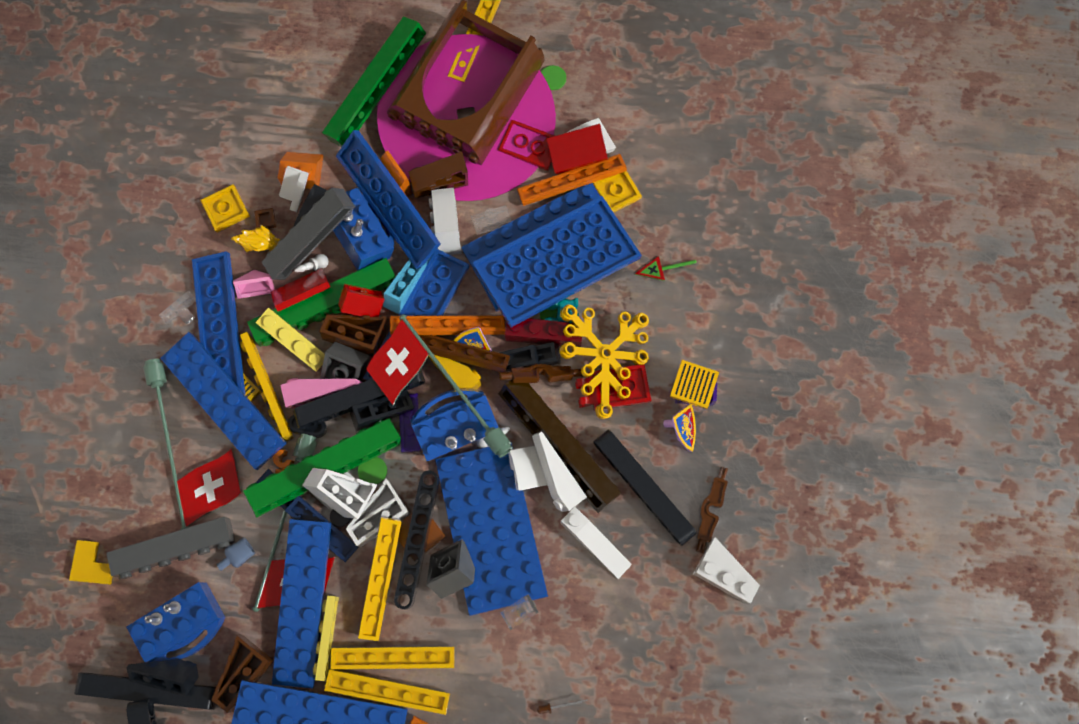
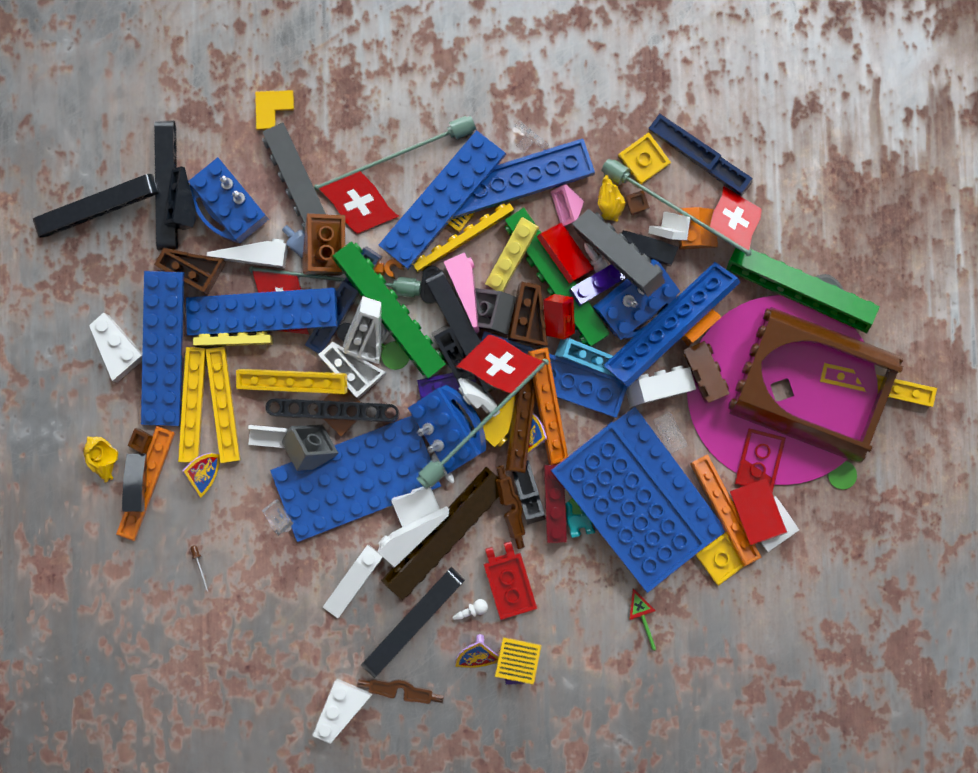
camera: 85 degrees right, 10 degrees up
(232, 156) = (701, 155): none -> dark blue slope
(237, 526) = (322, 239): none -> dark orange slope
(241, 594) = (261, 253): none -> white slope
(293, 134) = (732, 219): none -> flag
(335, 261) = (596, 284): none -> dark purple plate
(425, 391) = (476, 395): none -> white slope
(433, 613) = (266, 436): none -> white panel
(460, 689) = (202, 472): none -> shield
(584, 329) = (516, 570): yellow plant -> none
(637, 420) = (479, 607): none -> white bar

